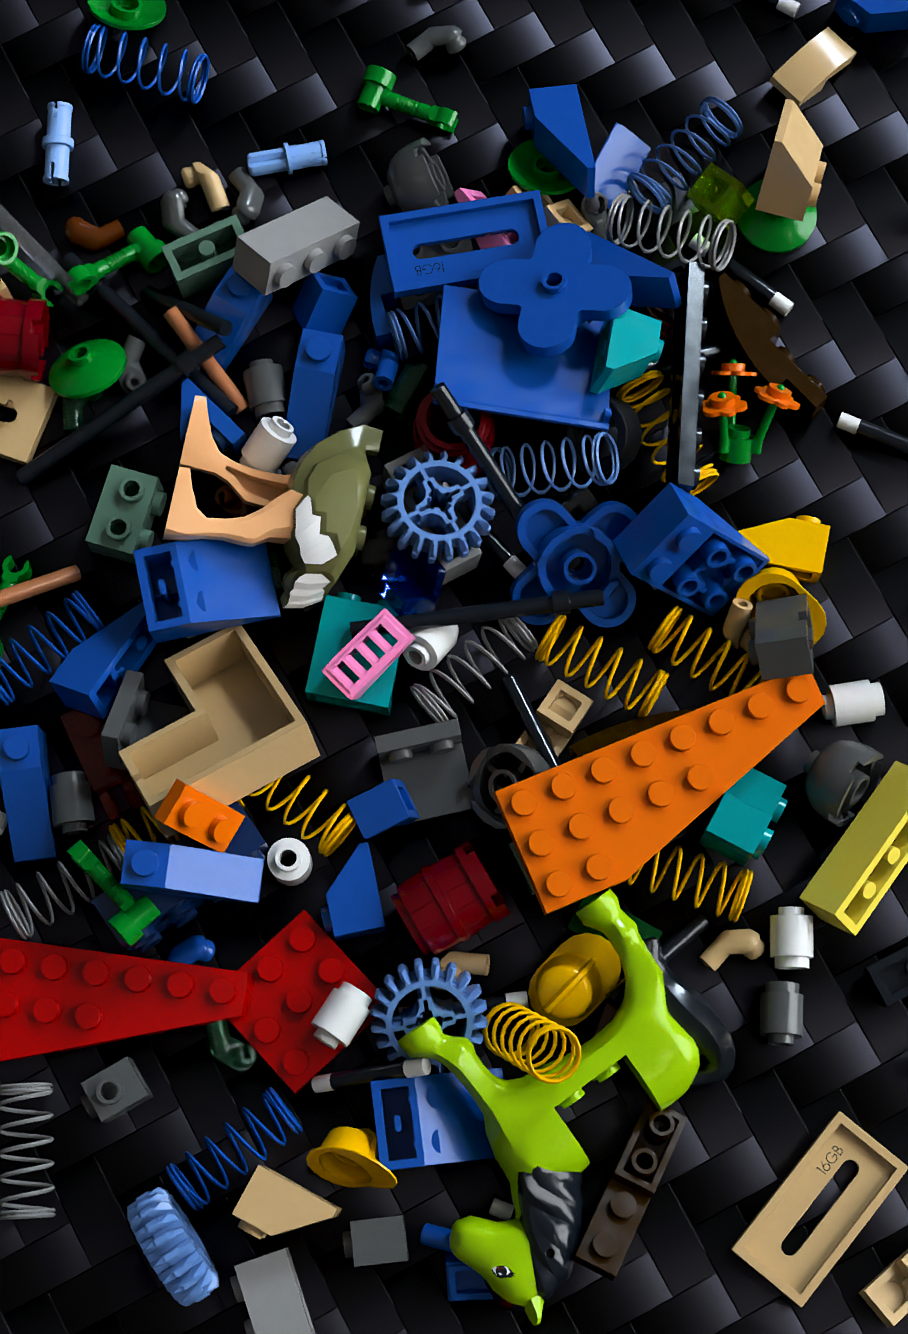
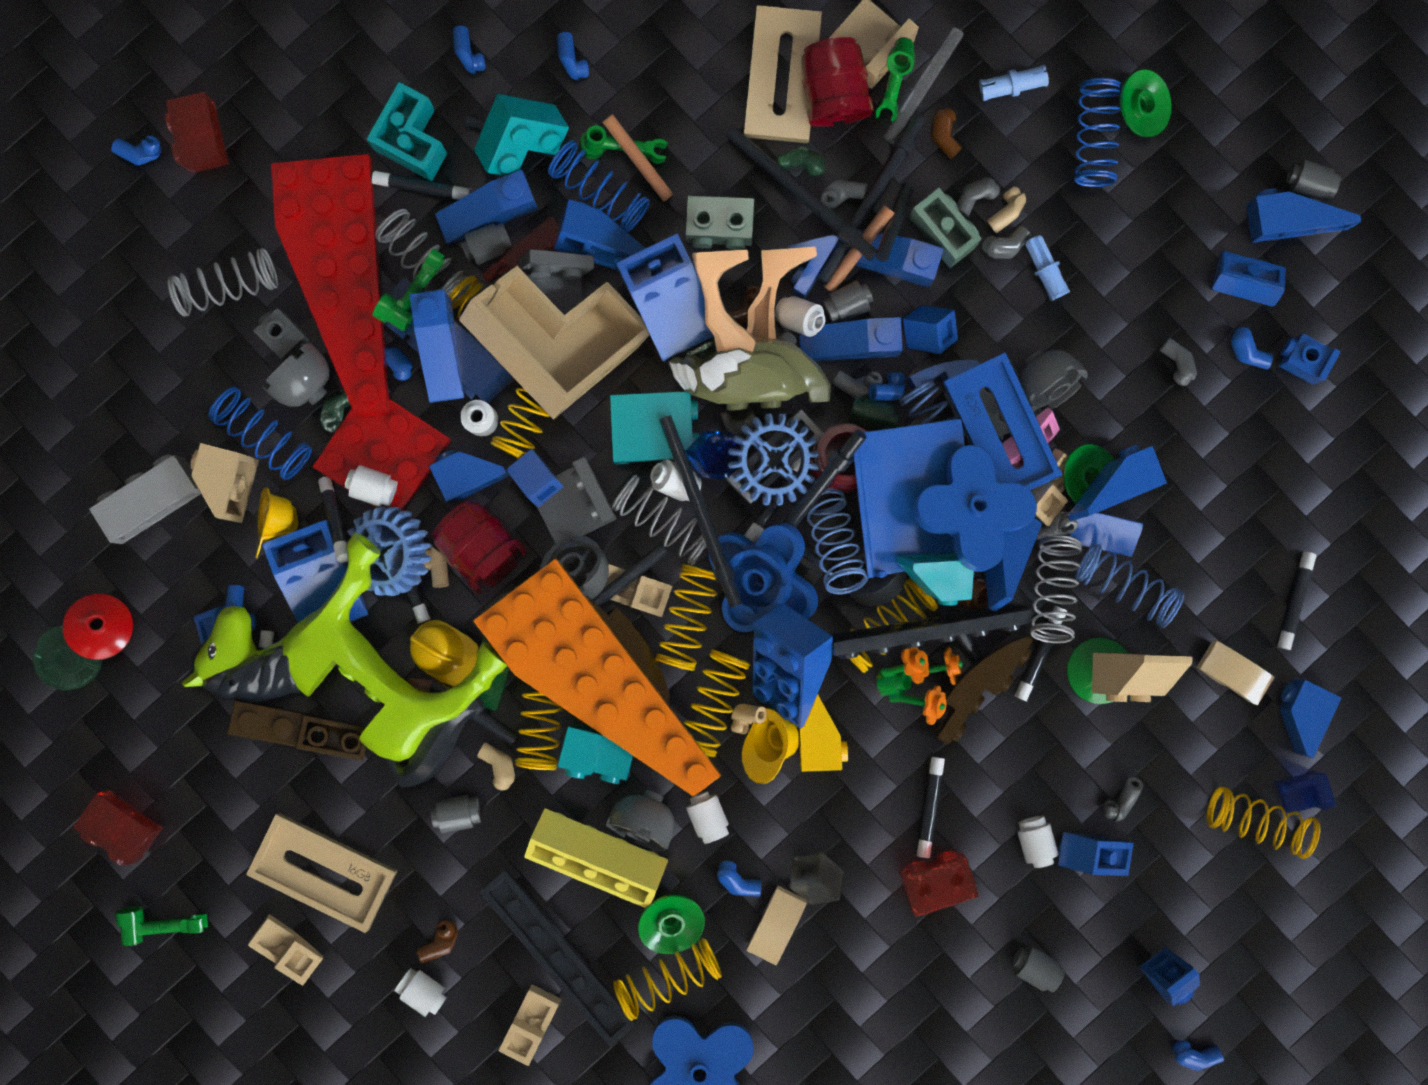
camera: 80 degrees right, 10 degrees up
(87, 368) = (830, 159): green dish -> none
(141, 249) = (941, 174): green brick -> none
(172, 1246) = (176, 406): medium blue gear -> none
(179, 1076) = (299, 378): none -> dark grey cylinder
(199, 816) = (476, 339): orange plate -> none
(295, 245) = (967, 293): light grey brick -> none
(358, 644) = (627, 423): bright pink slope -> none
(376, 1241) = (220, 554): dark grey brick -> none
(378, 92) = (1122, 325): green brick -> none
(535, 1032) = (379, 641): yellow piece -> none
(720, 195) = (1098, 622): clear neon green brick -> none
(782, 637) = (739, 750): dark grey brick -> none
(791, 938) = (513, 809): white brick -> none

